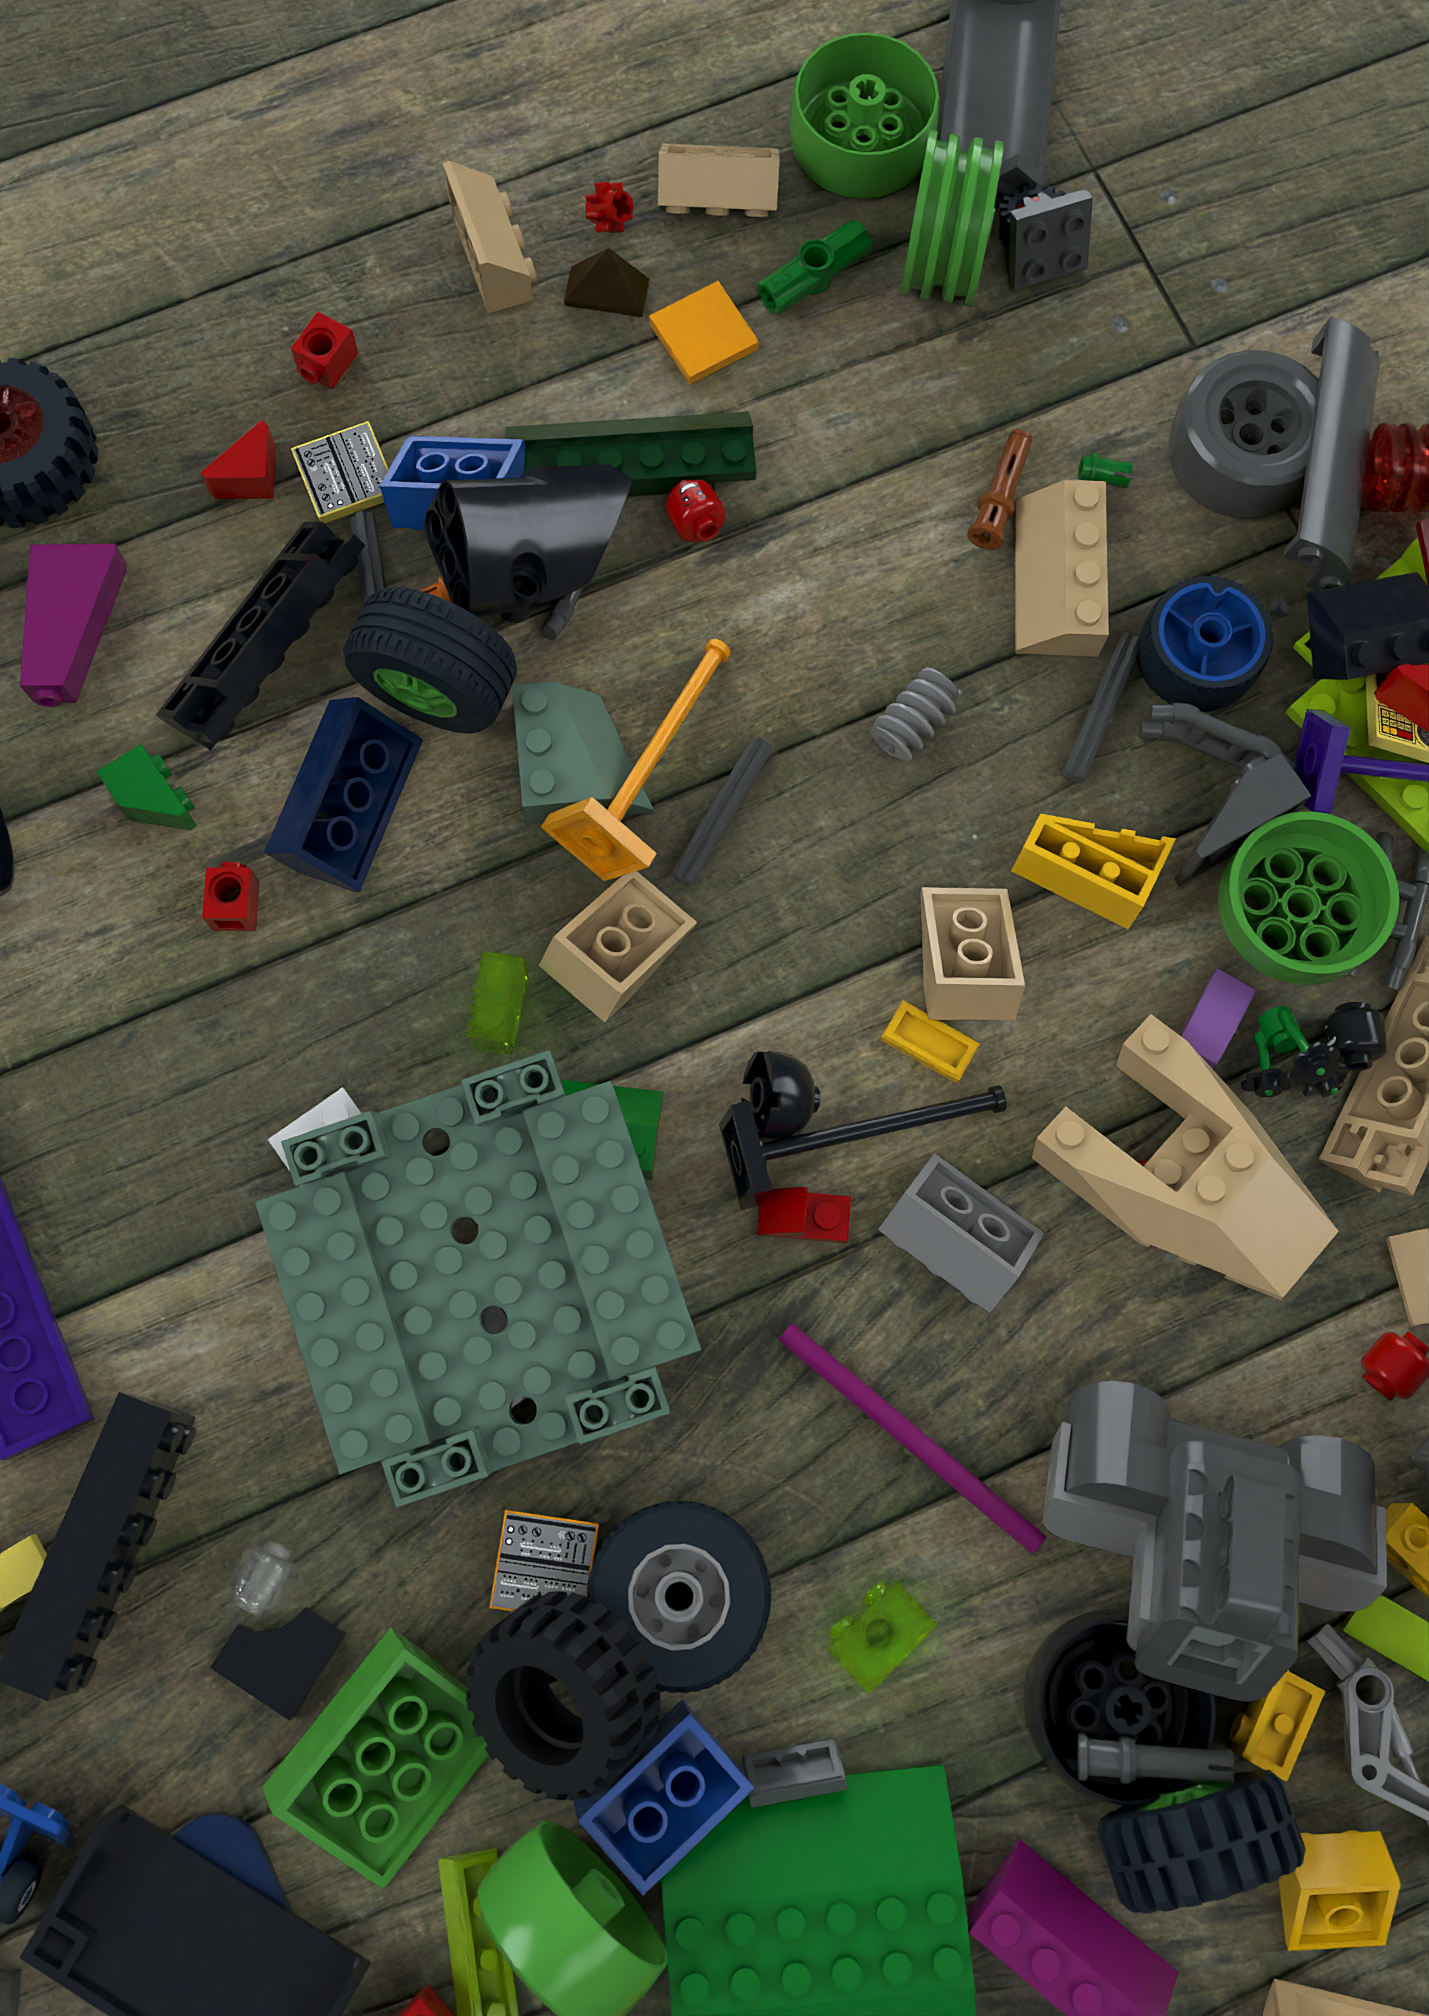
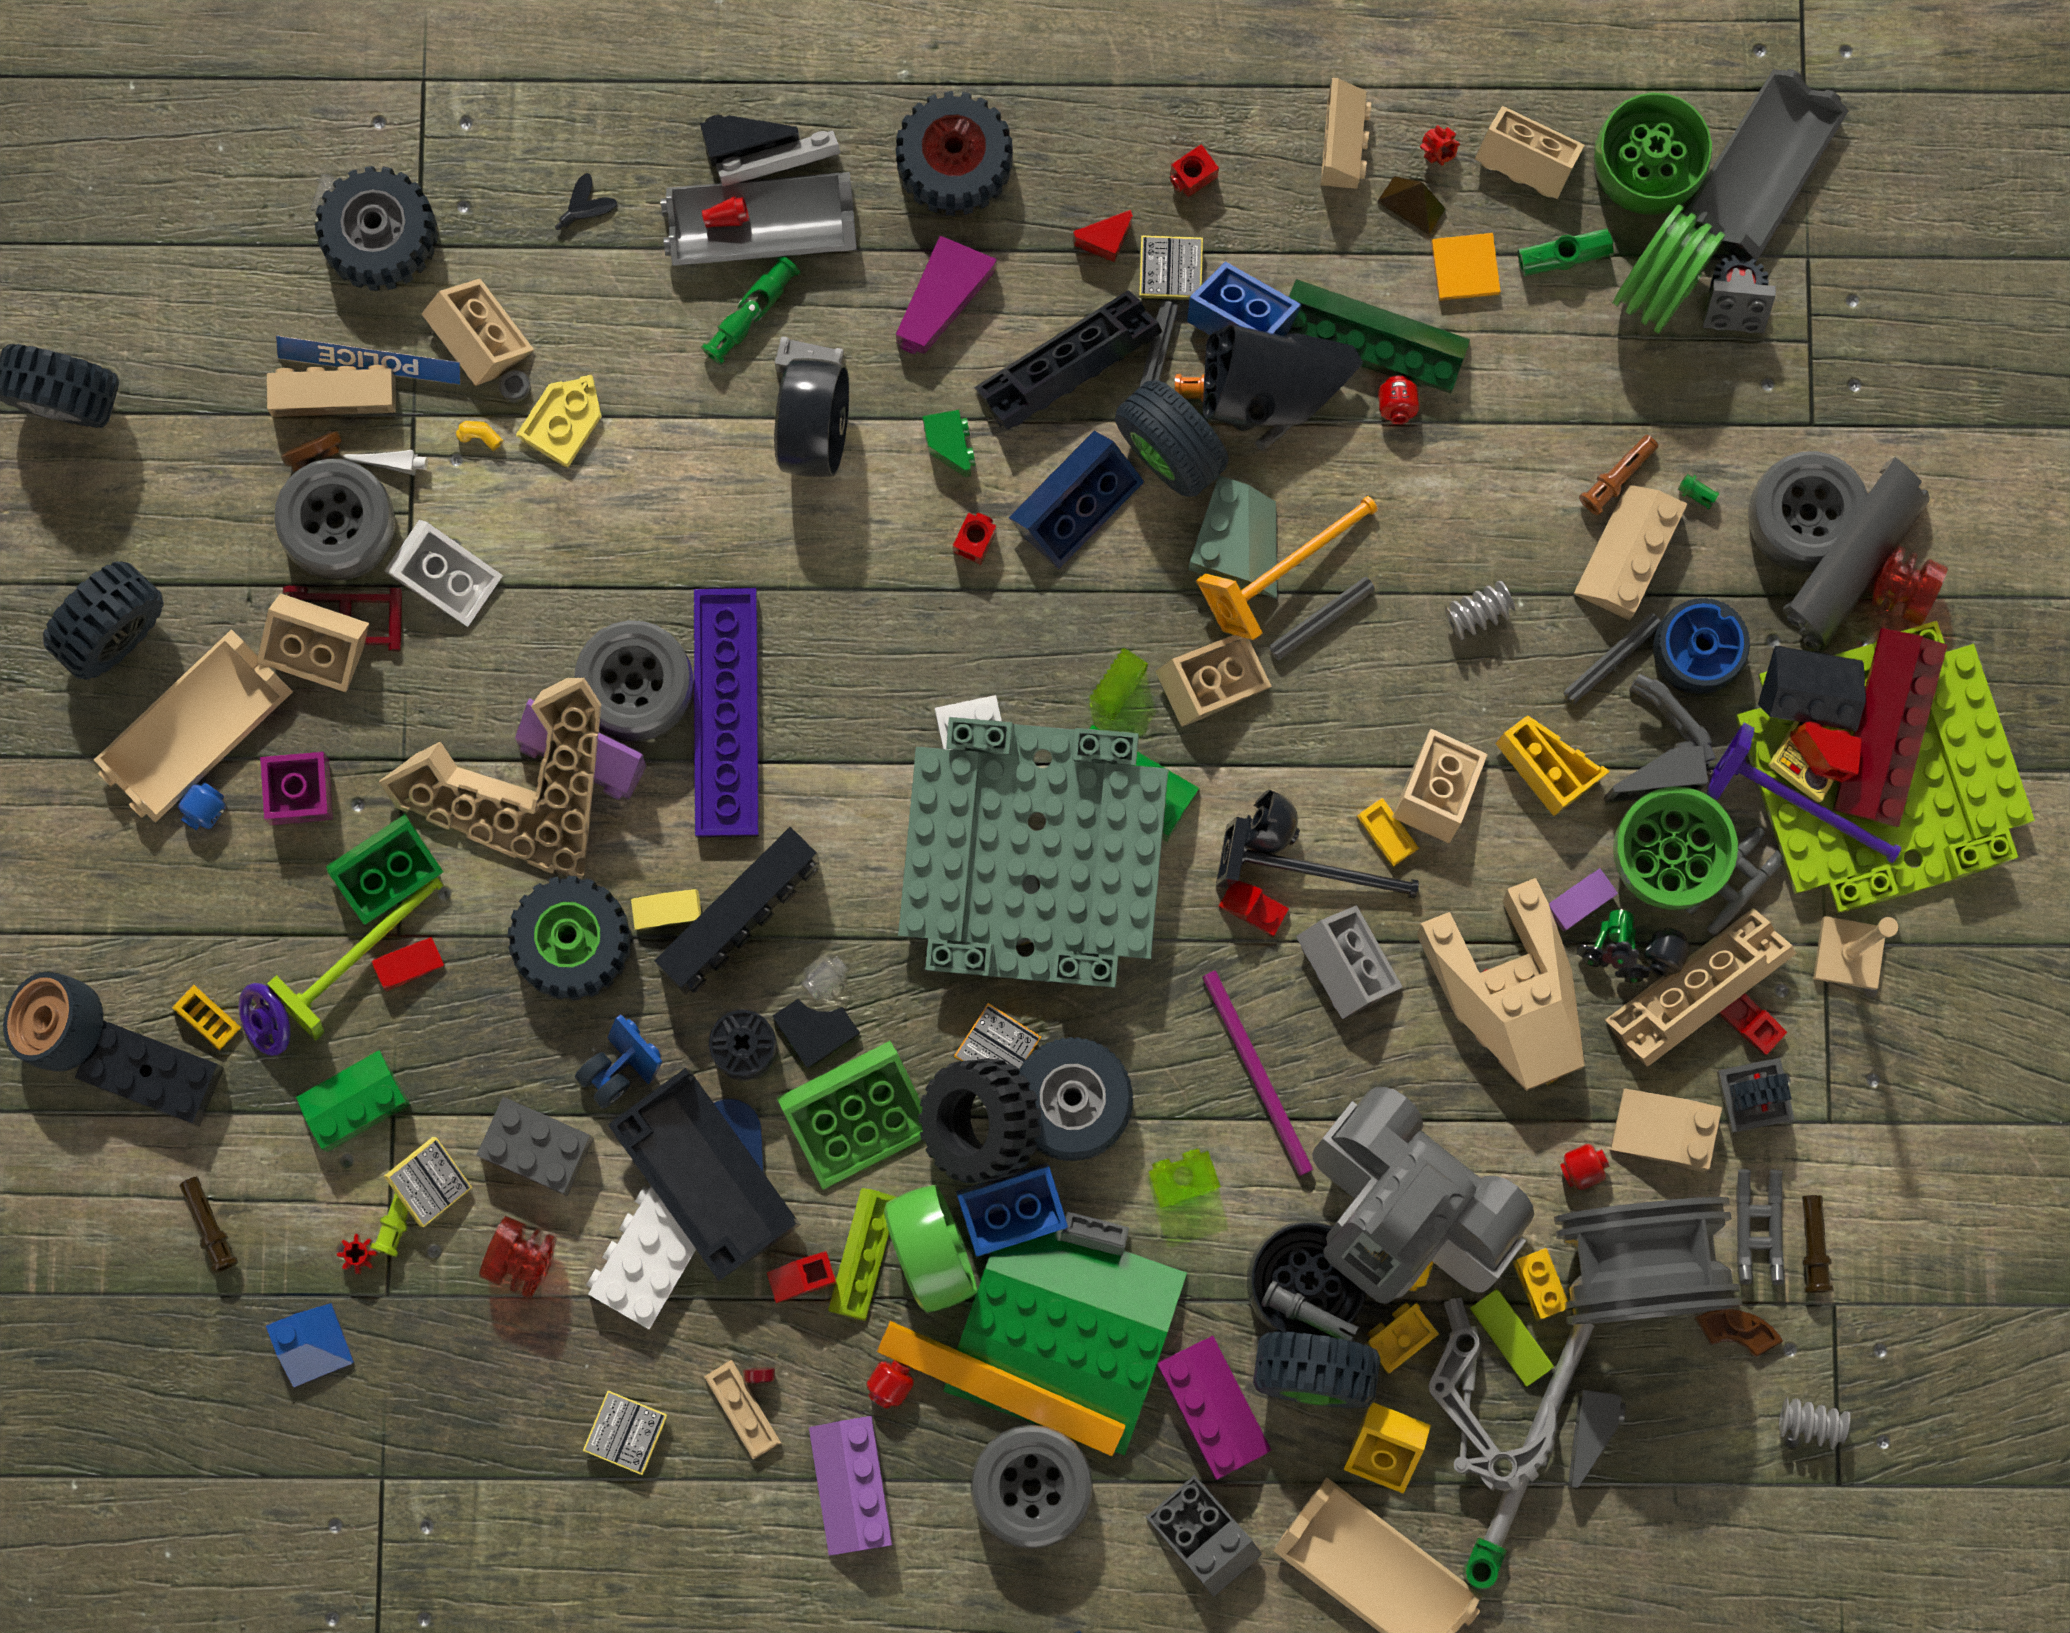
camera: 25 degrees right, 5 degrees up
(207, 1722) = (743, 1064): none -> black wheel

